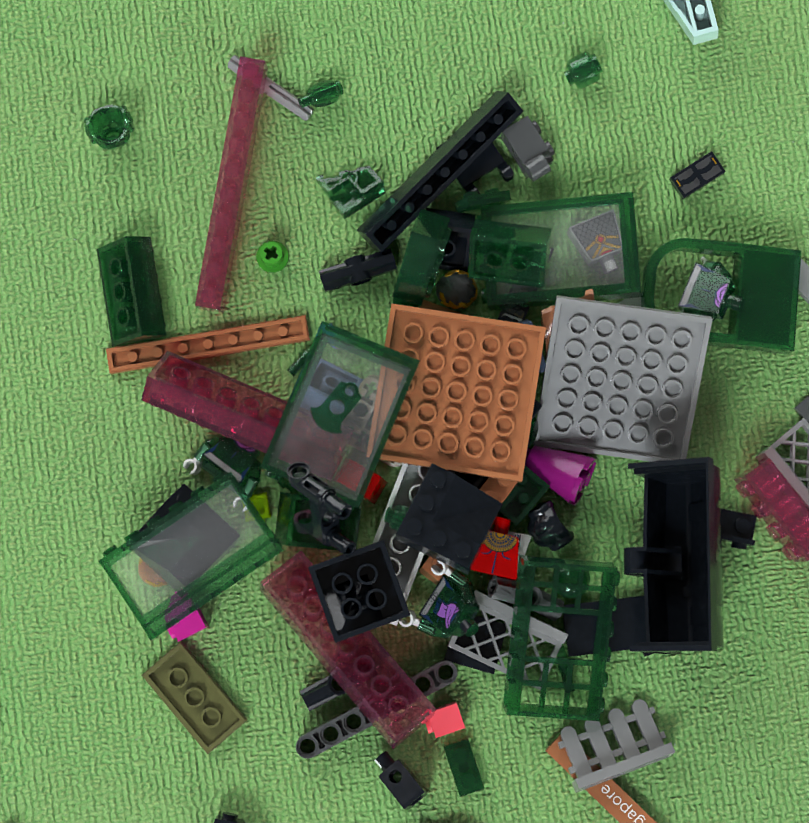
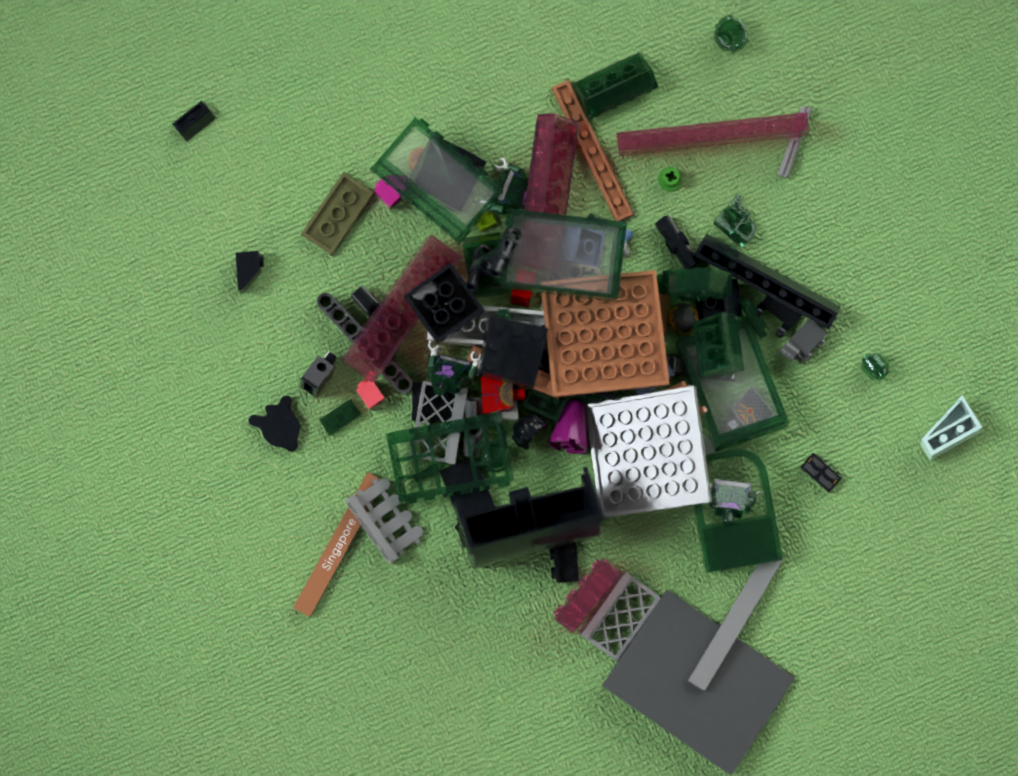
camera: 80 degrees right, 0 degrees up
(322, 94) = (800, 180): clear green plant -> none
(332, 422) = (559, 242): clear green piece -> none

